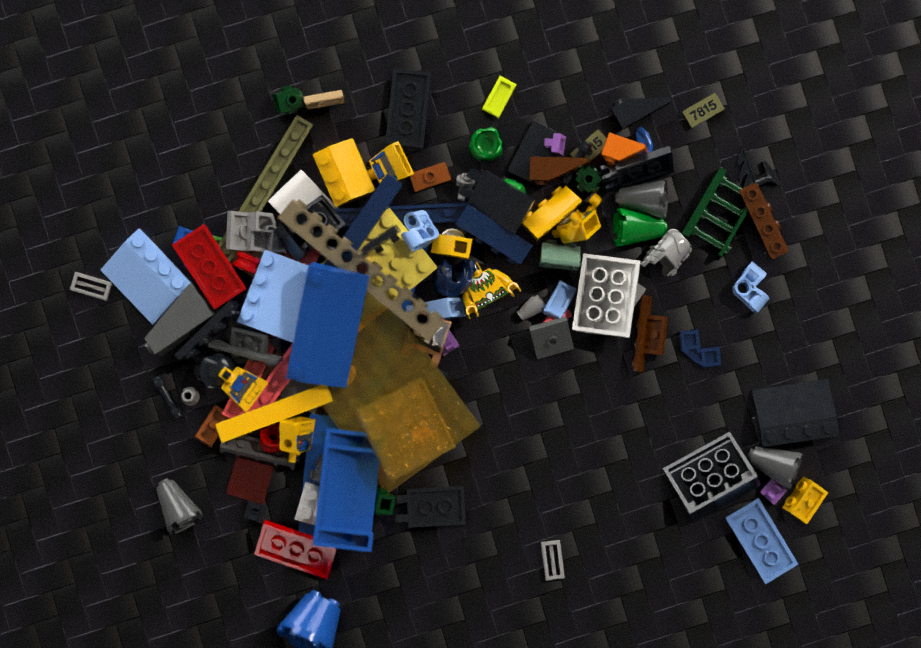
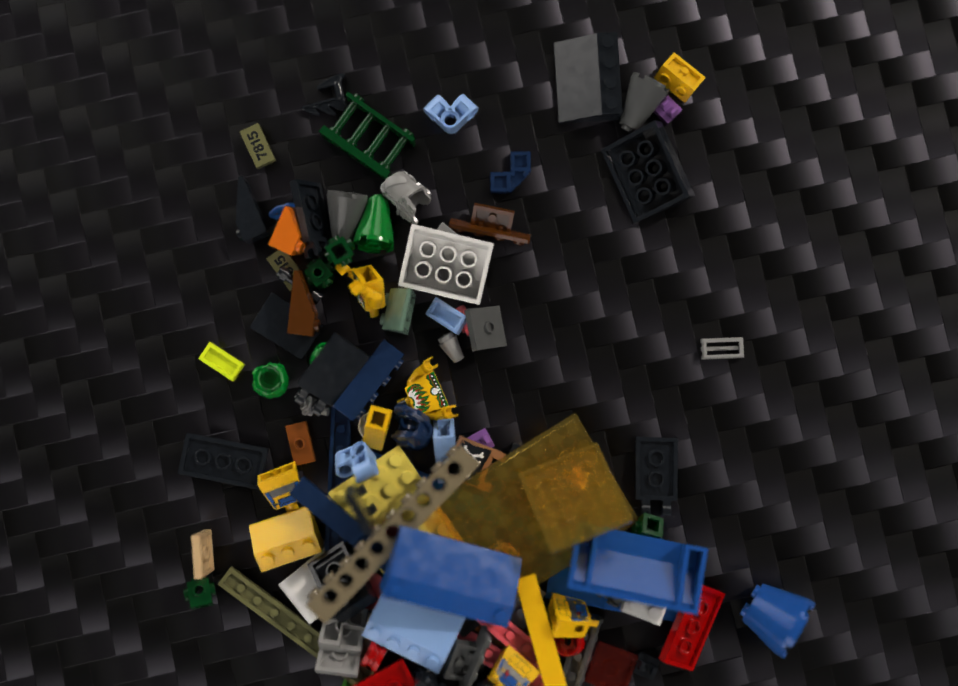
camera: 80 degrees left, 0 degrees up
(551, 212) = (350, 316): yellow slope -> none
(556, 144) = (276, 304): medium lavender tile -> none
(602, 196) = (334, 244): none -> dark green brick
(761, 540) = (719, 126): medium blue plate -> none
(762, 217) = (380, 90): reddish brown bracket -> none

